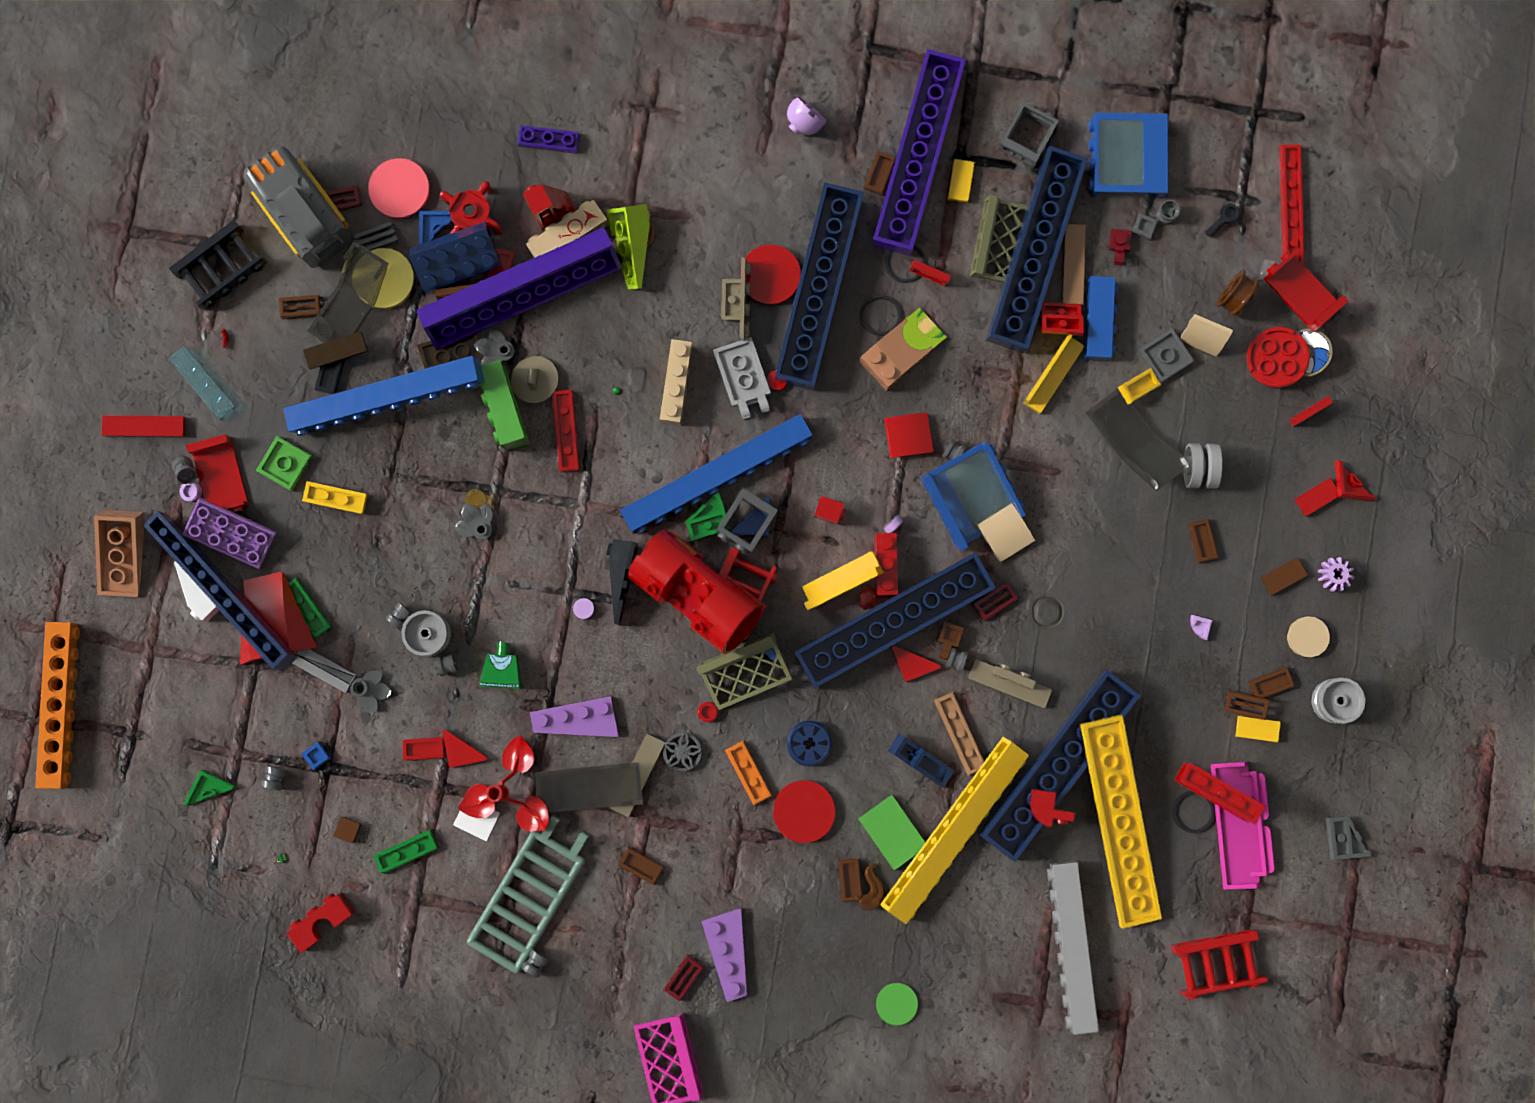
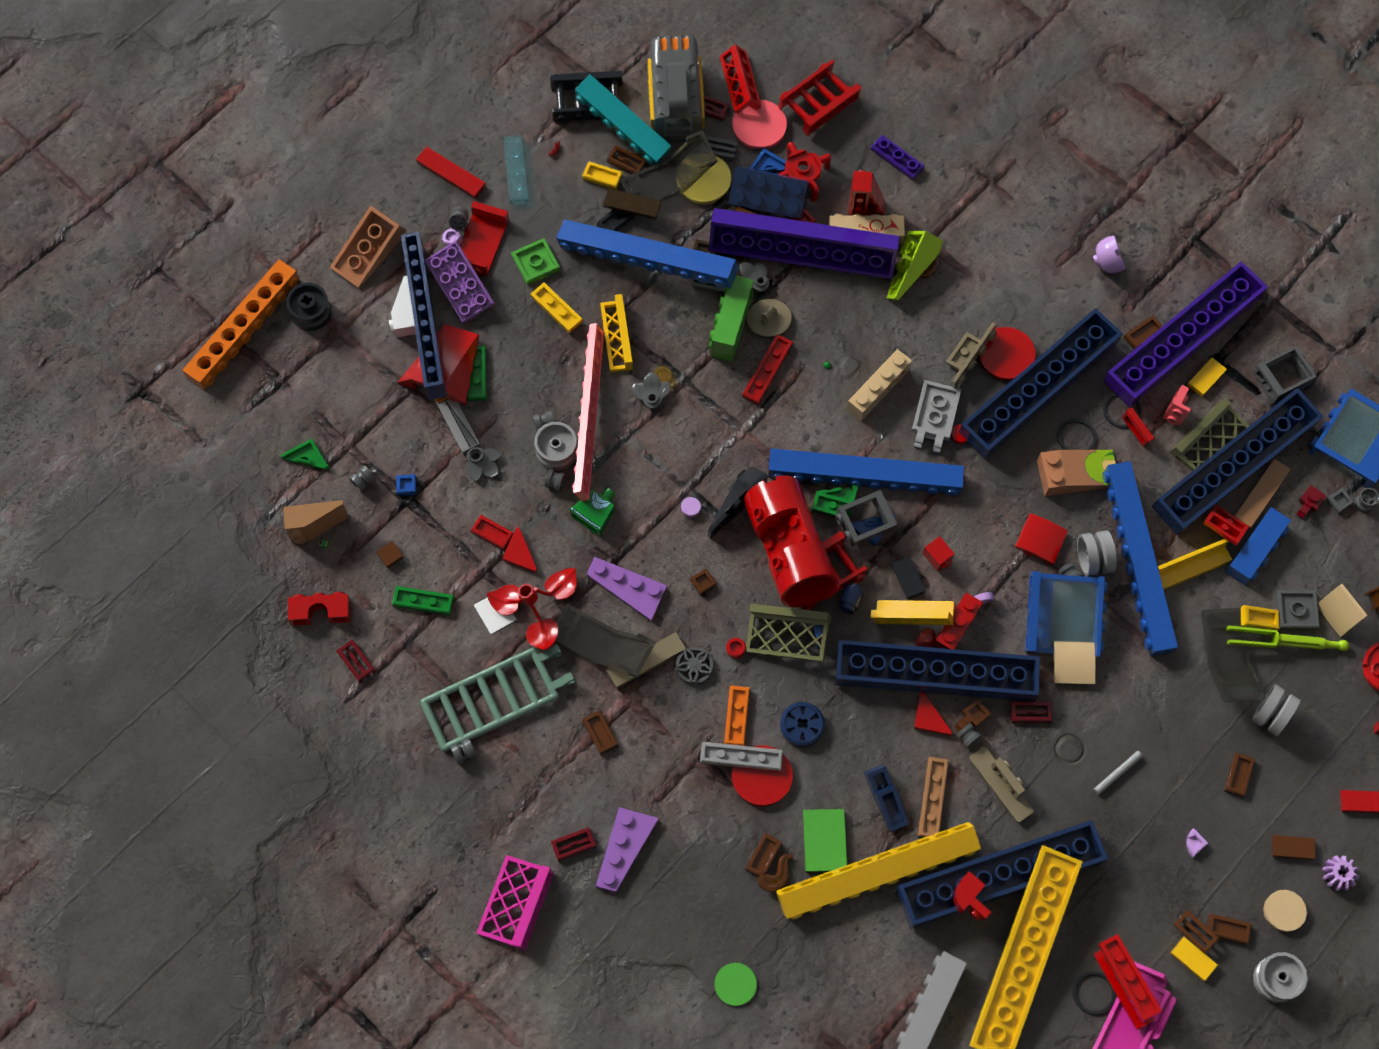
camera: 30 degrees right, 15 degrees down
(98, 640) = (309, 306): none -> black wheel
(255, 852) = (312, 520): none -> medium nougat slope
(269, 272) = (622, 120): none -> teal brick
(287, 336) = (602, 175): none -> yellow tile
(351, 149) = (742, 75): none -> red fence
(404, 943) = (365, 674): none -> dark red tile
(414, 484) = (623, 339): none -> yellow fence
(437, 588) = (589, 412): none -> coral plate
(452, 138) = (824, 113): none -> red fence
(639, 670) = (703, 582): none -> reddish brown tile
(776, 808) = (741, 756): none -> light grey tile
(779, 601) = (851, 598): none -> dark blue brick
(815, 548) = (908, 577): none -> black tile
(951, 235) = (1176, 410): none -> coral bracket
(966, 421) = (1096, 553): none -> light grey wheel
(1005, 398) = (1140, 559): none -> blue brick
(1101, 607) = (1117, 773): none -> light grey bar
(1177, 390) = (1286, 640): none -> lime piece

